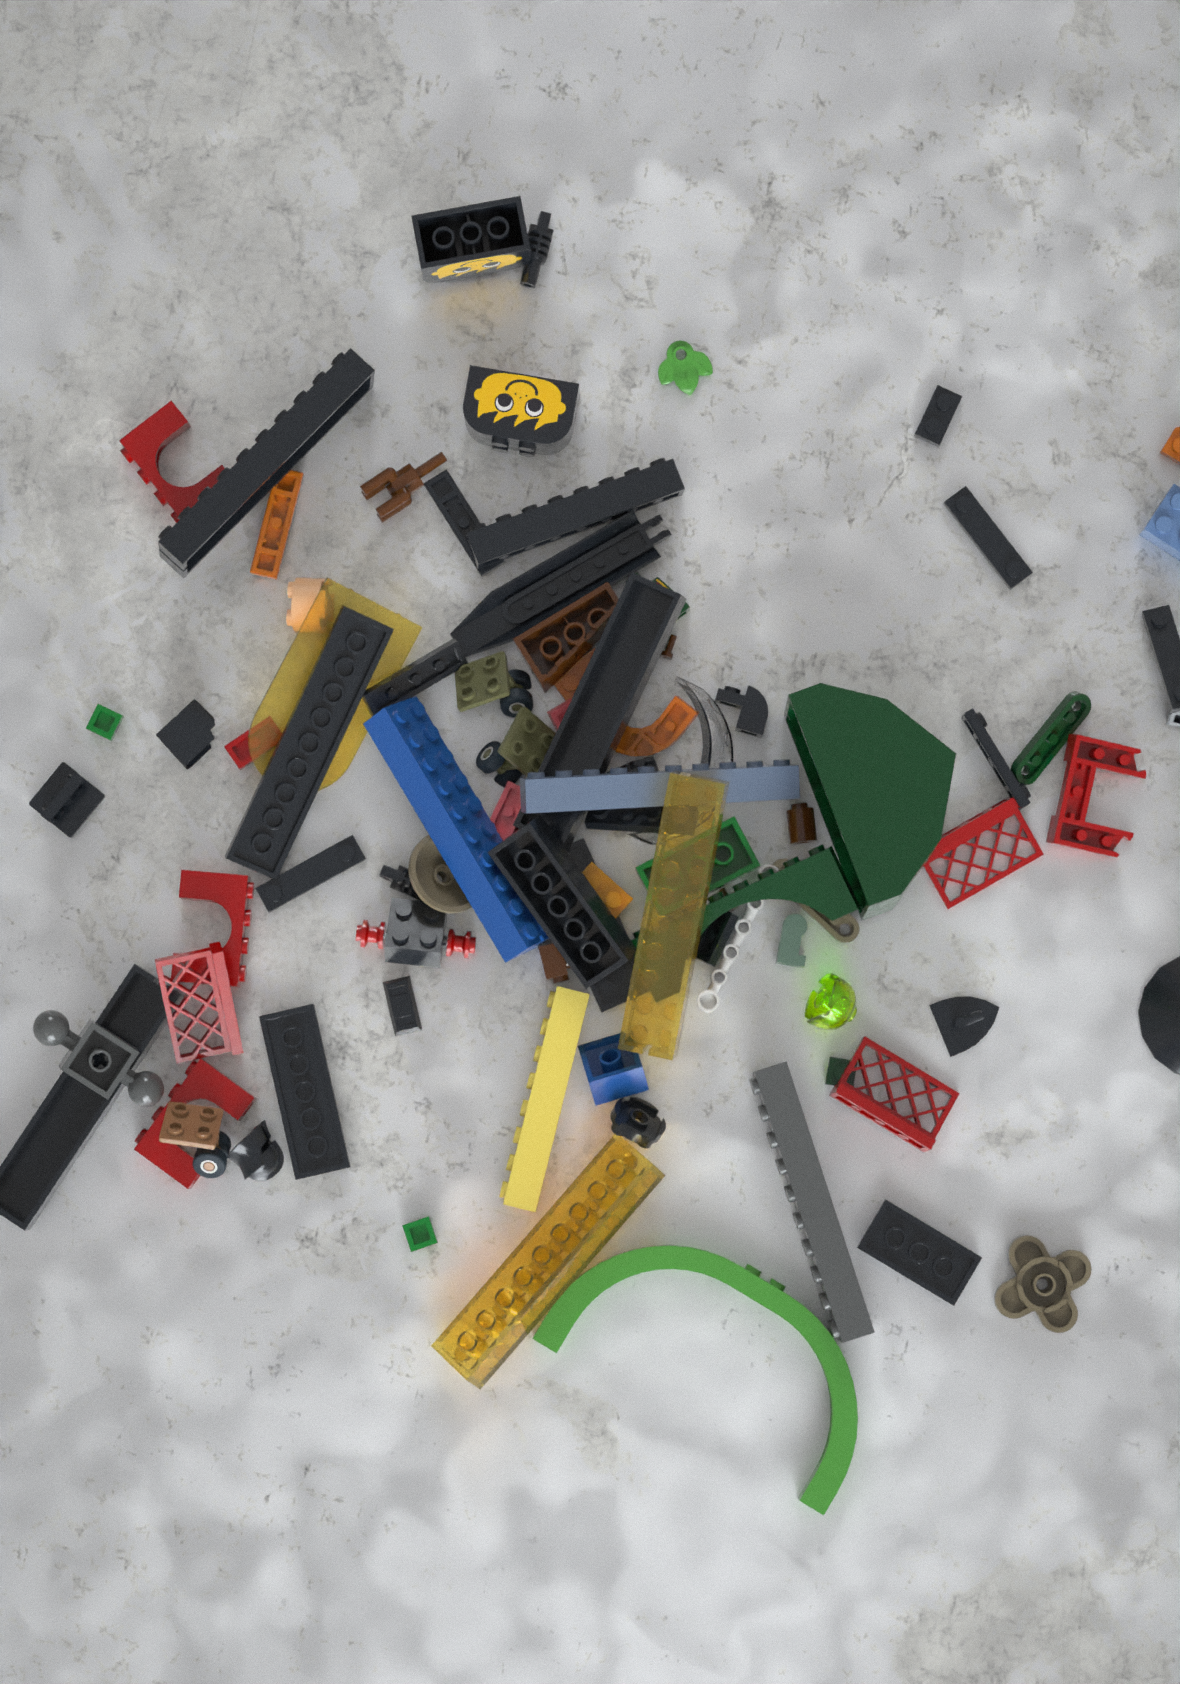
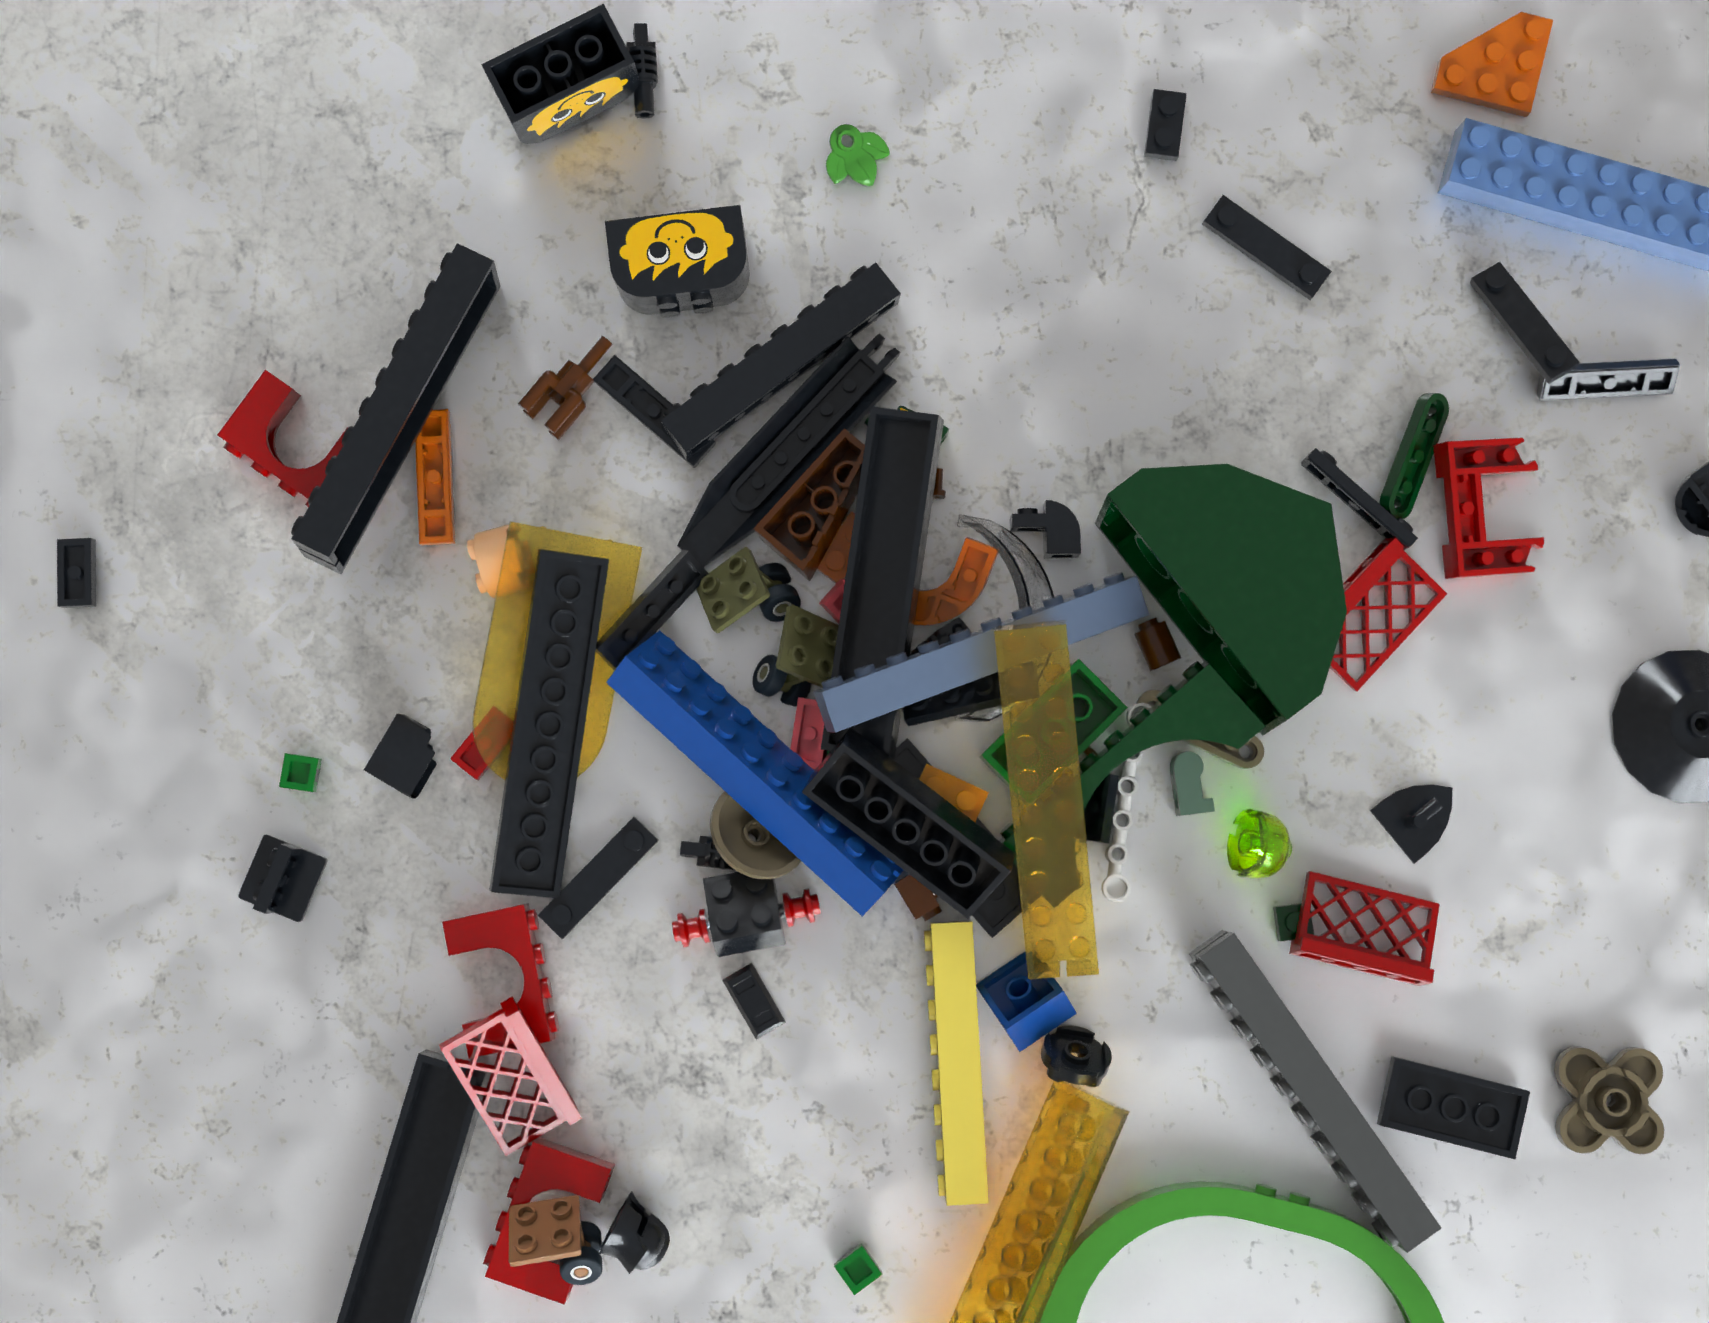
camera: 20 degrees left, 0 degrees up
(143, 1087) = (420, 1206): dark grey brick -> none
(304, 1091) = (669, 1141): black plate -> none

